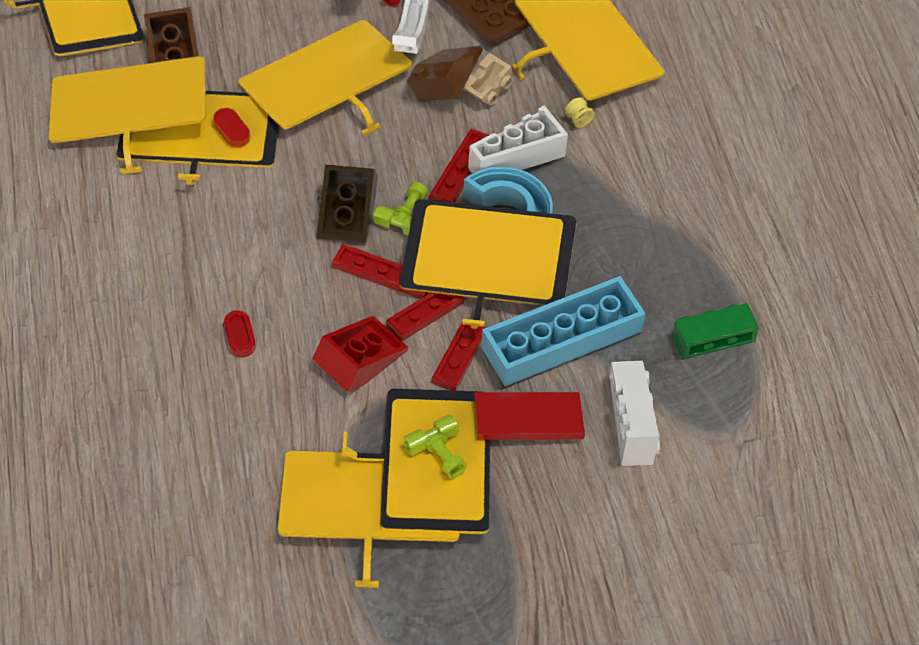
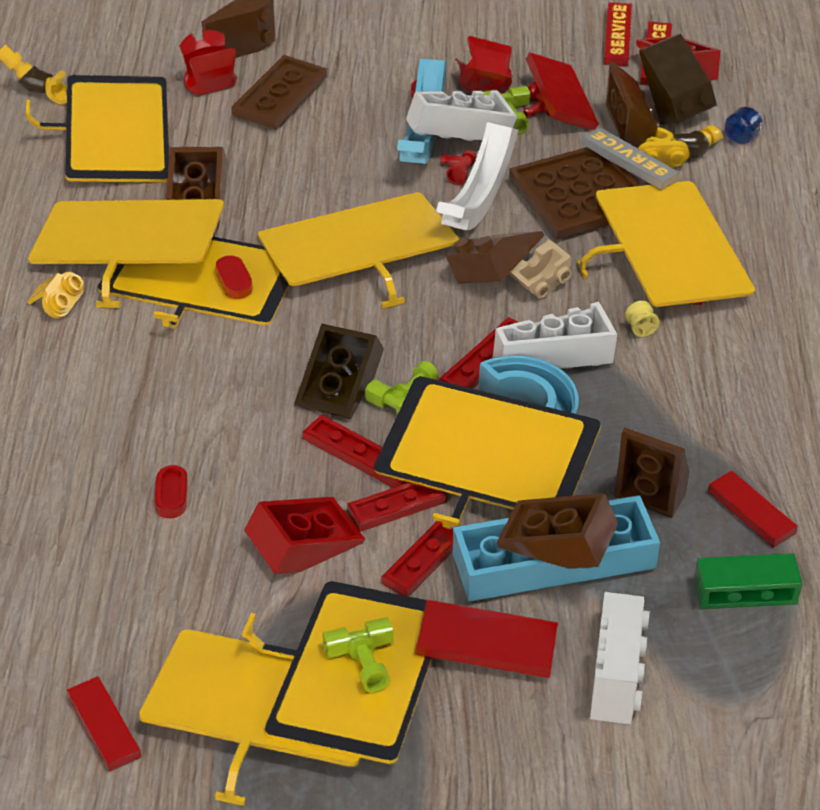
camera: 15 degrees right, 10 degrees down
(88, 167) = (58, 293): none -> yellow bracket
(249, 542) = (104, 723): none -> red tile
(568, 318) = (561, 530): none -> reddish brown slope
(623, 254) = (652, 471): none -> reddish brown slope
(703, 267) = (752, 508): none -> red tile

